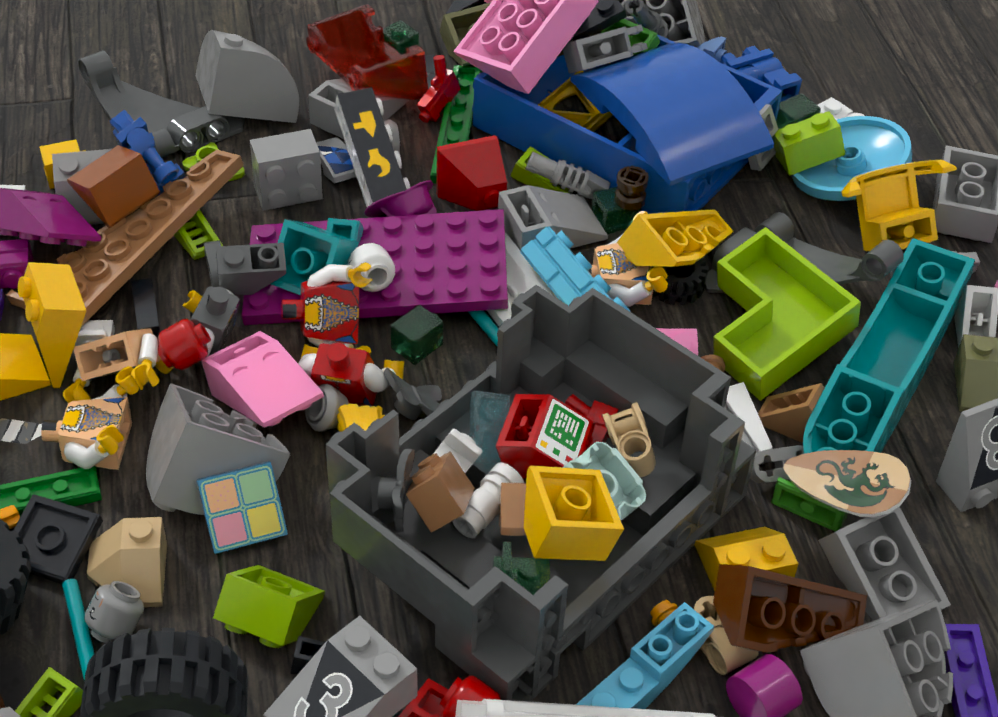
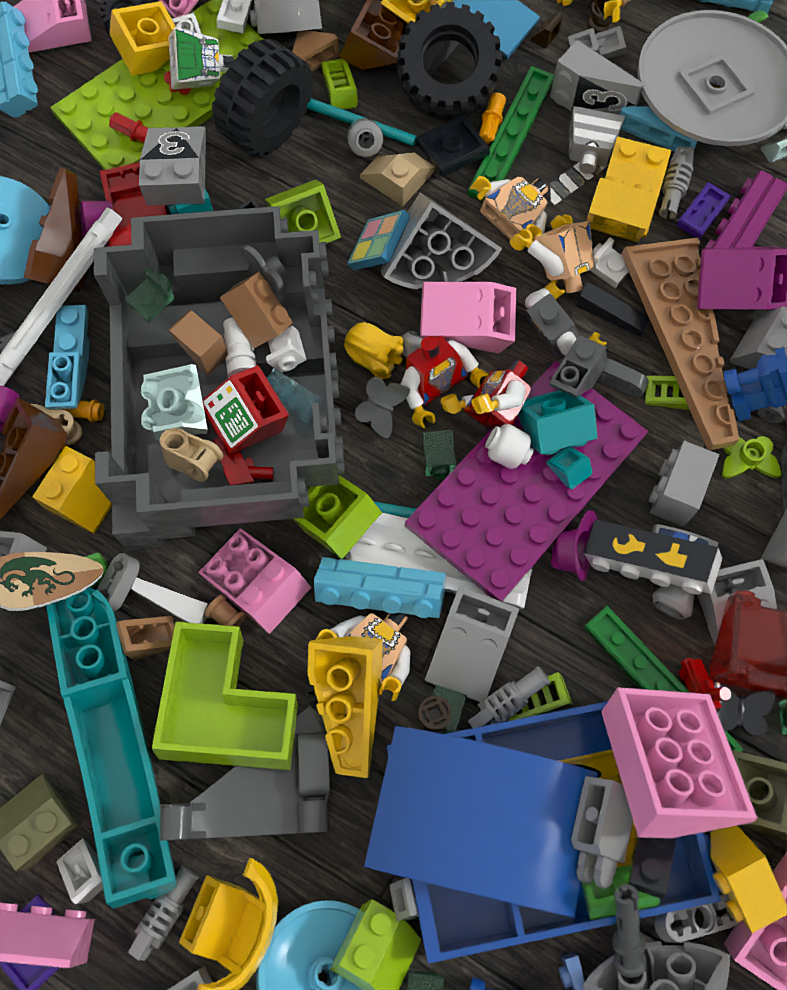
camera: 135 degrees right, 25 degrees up
(115, 184) = (742, 334): dark orange slope -> none
(183, 344) = (532, 278): red head -> none
(471, 173) = (563, 623): red slope -> none
(569, 514) = (151, 340): yellow slope -> none

